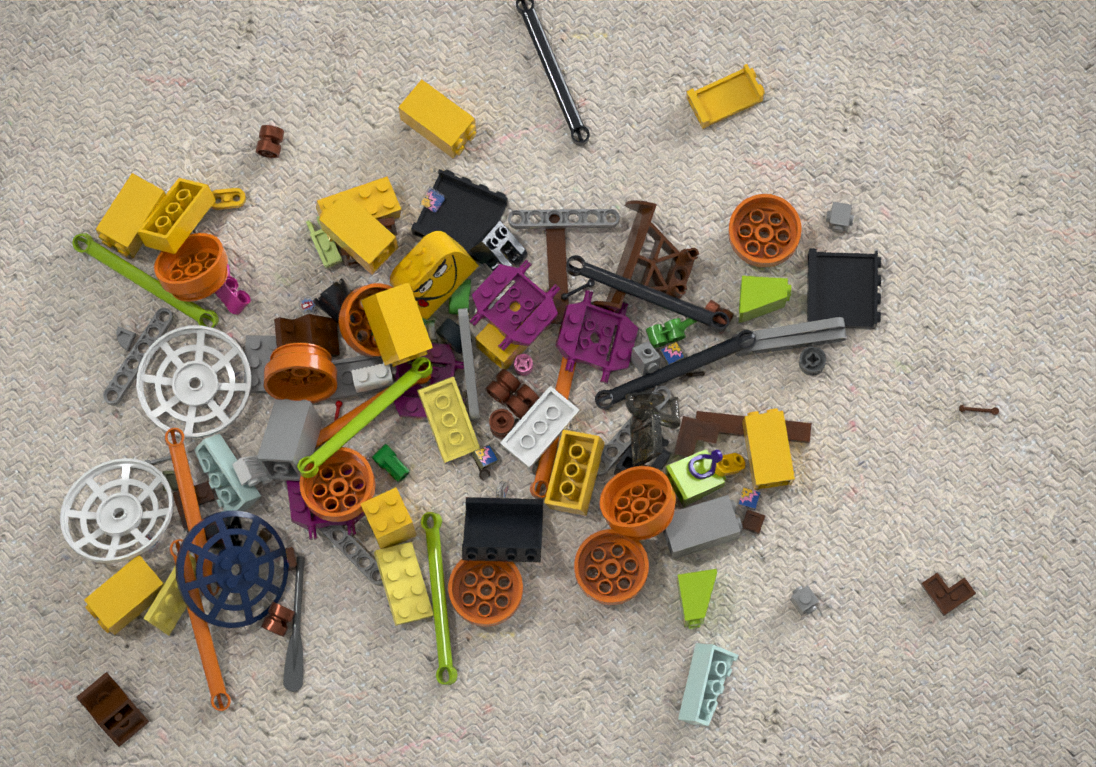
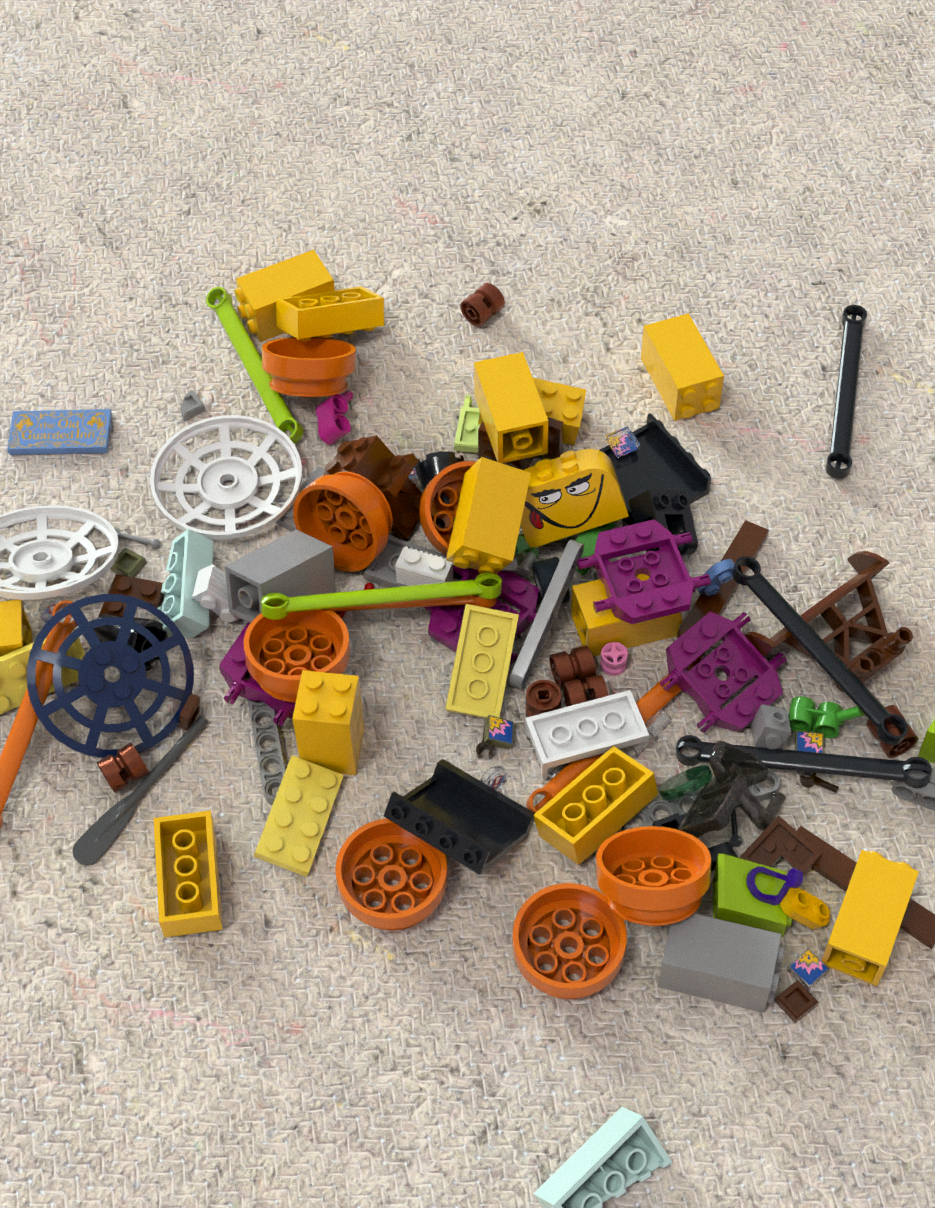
camera: 30 degrees right, 20 degrees down
(52, 411) = (60, 432): none -> medium blue tile
(134, 354) = (165, 432): light grey beam -> none
(188, 495) = (124, 574): orange piece -> none
(227, 198) = (399, 335): yellow plate -> none
(266, 536) = (180, 671): dark brown hand -> none
(292, 326) = (375, 462): none -> reddish brown bracket
(366, 660) = (187, 874): none -> yellow brick
(387, 460) = (381, 673): green piece -> none
(439, 598) = (326, 861): lime piece -> none
(556, 274) = (719, 574): none -> medium blue plate
(563, 215) = (767, 529): light grey beam -> none
(575, 399) = (654, 728): none -> clear pin
(590, 283) = (755, 618): black hinge -> none
(616, 425) = (687, 780): none -> clear green tile
(694, 596) = (660, 1043): lime slope -> none
(804, 600) = (809, 1141): light grey brick -> none

